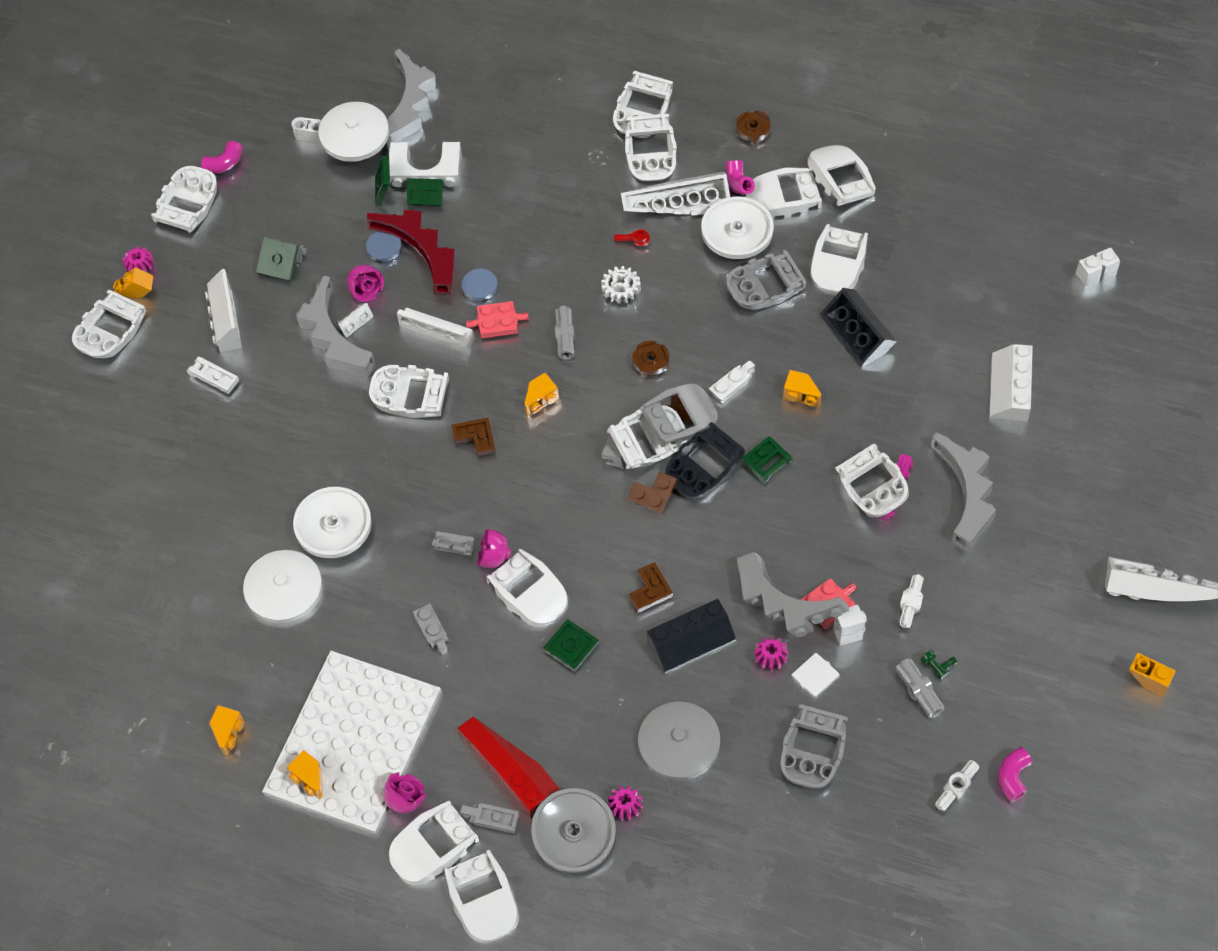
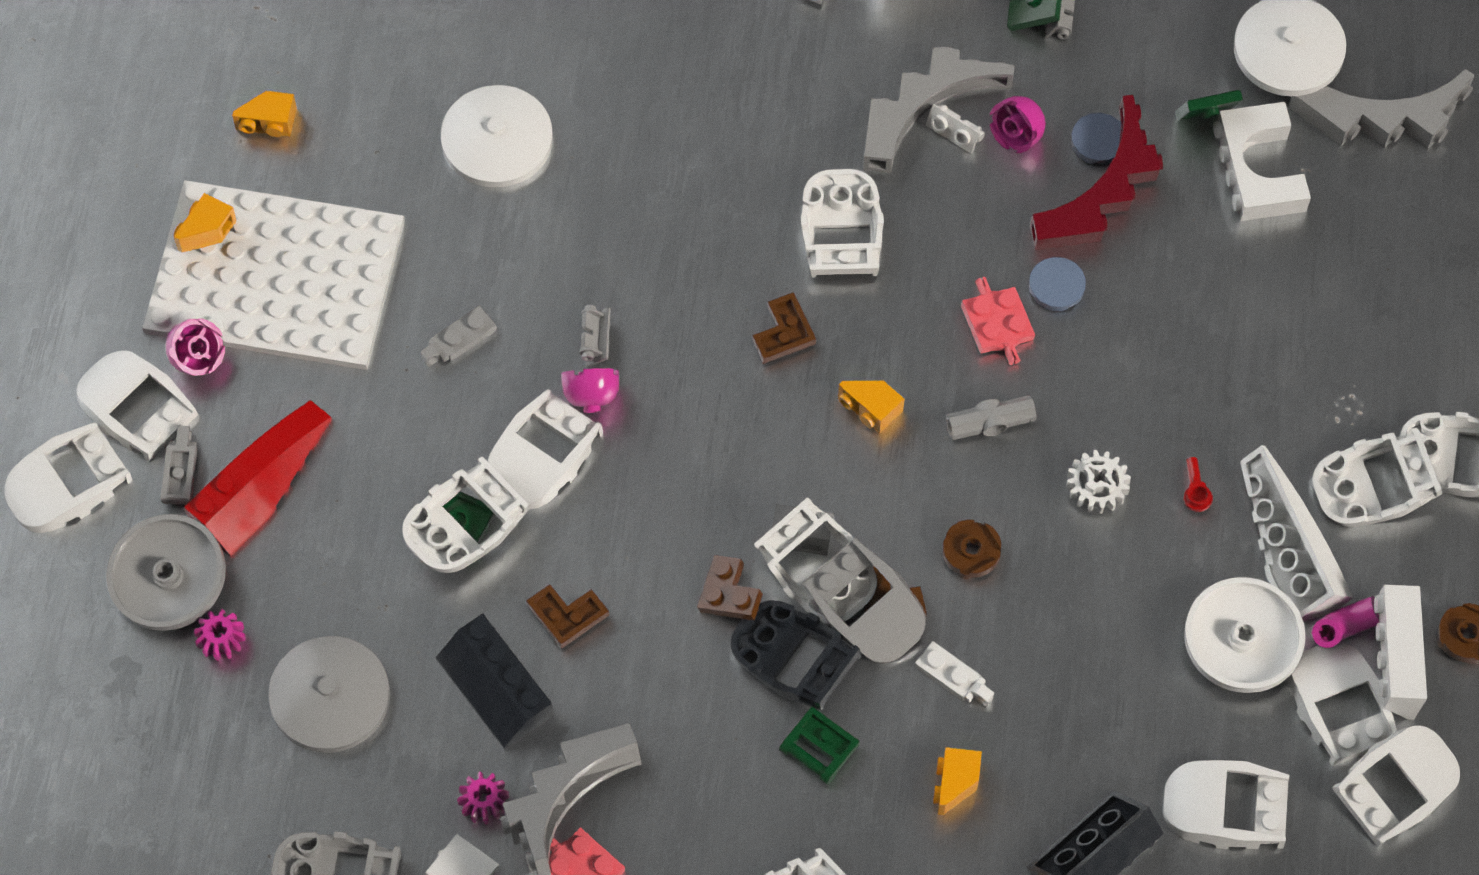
camera: 75 degrees right, 5 degrees up
(332, 522) = (599, 171): white dish -> none
(425, 191) = (1208, 171): dark green plate -> none
(434, 327) = (966, 238): white fence -> none
(585, 652) = (440, 539): none -> white slope
(749, 291) = (1136, 669): light grey slope -> none
(764, 149) = (1401, 649): none -> white slope

